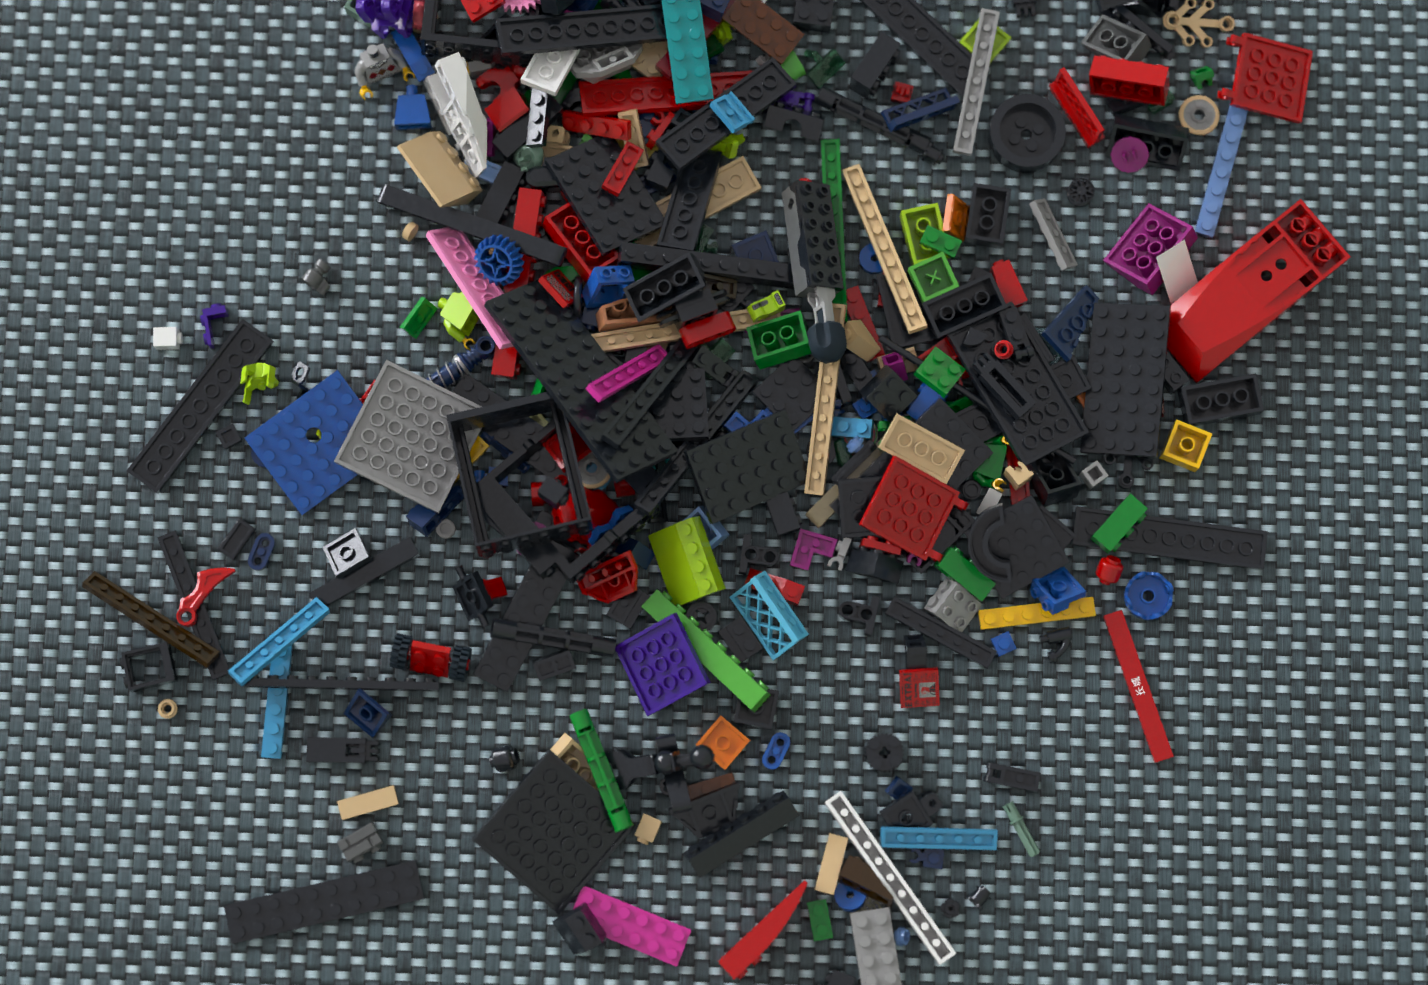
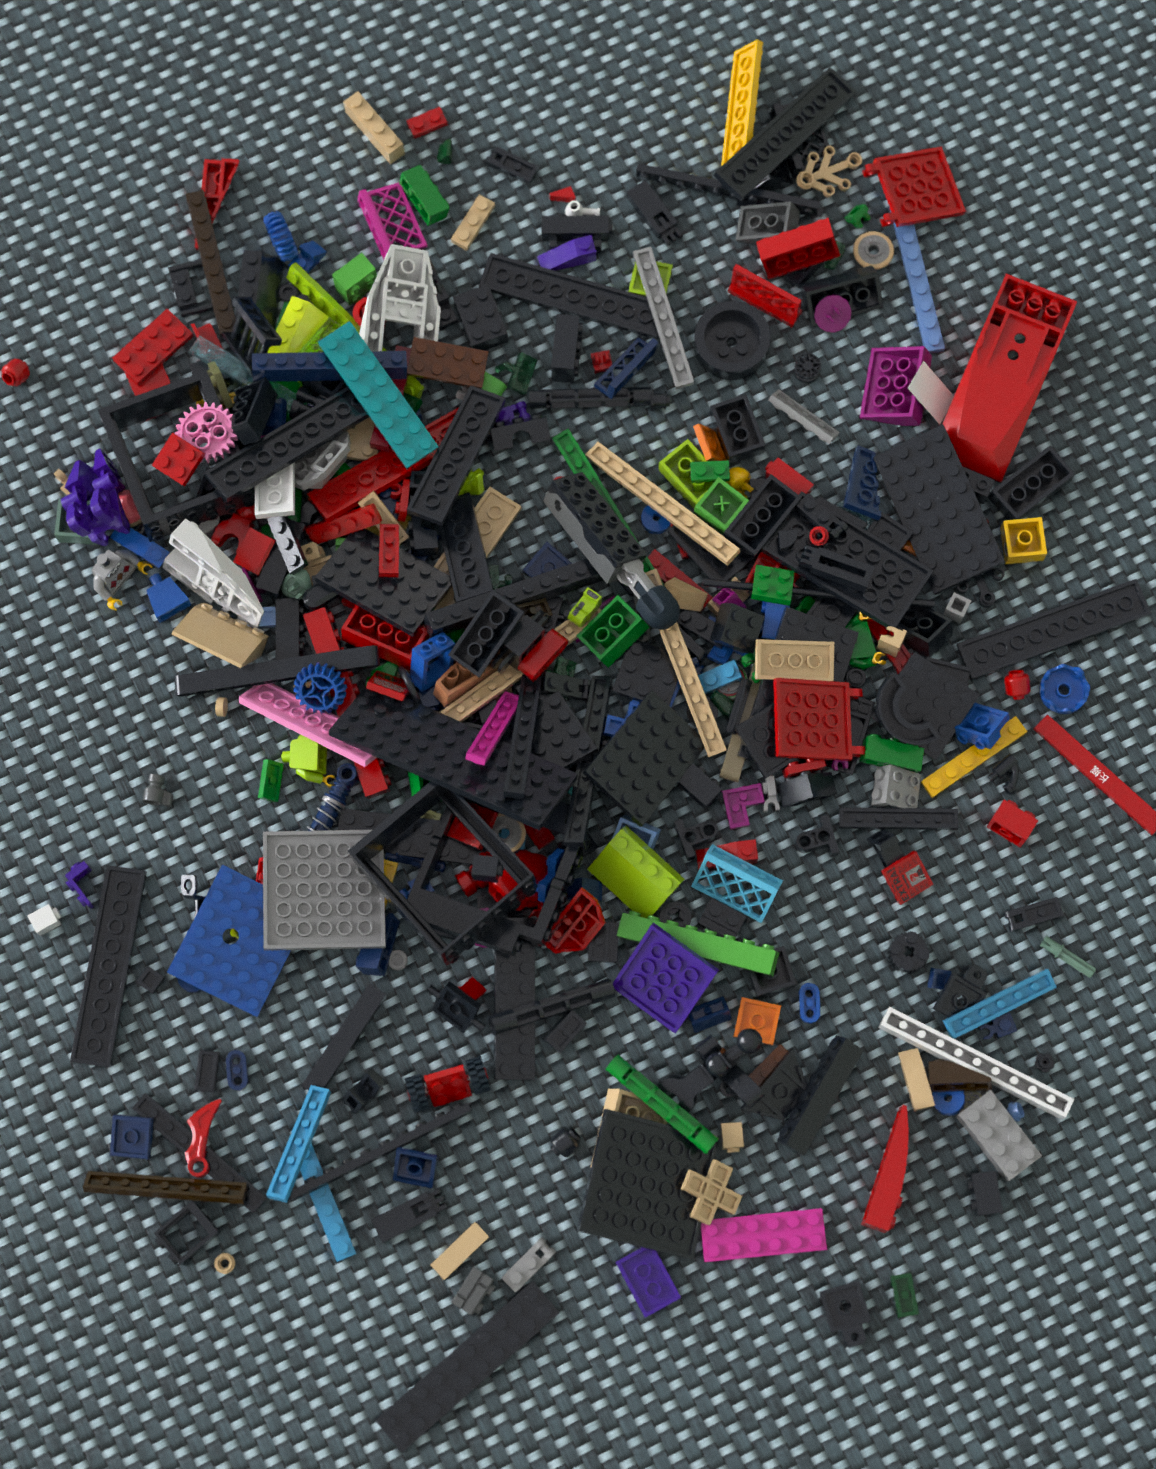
camera: 25 degrees left, 5 degrees down
(145, 561) = (131, 1136): none -> dark blue tile
(260, 377) = (151, 909): lime piece -> none
(347, 553) = (318, 1029): plate -> none
(357, 626) = (364, 1091): none -> black brick
(418, 845) = (528, 1265): none -> light grey plate
(511, 912) = (648, 1280): none -> dark purple plate
(580, 929) = (720, 1262): black slope -> none
(604, 866) = (711, 1192): none -> tan plate
(685, 715) = (709, 1014): none -> dark blue slope
(732, 112) = (462, 450): dark azure plate -> none
(820, 920) = (933, 1136): green plate -> none
(855, 444) = (731, 689): medium blue plate -> none
(963, 263) = (738, 480): none -> yellow piece
(979, 896) = (1065, 1038): black brick -> none
(991, 498) = (877, 677): white sticker -> none
(1003, 644) = (959, 799): blue plate -> none
(1036, 688) = (1012, 823): none -> red brick
(1119, 524) = (1004, 638): green brick -> none

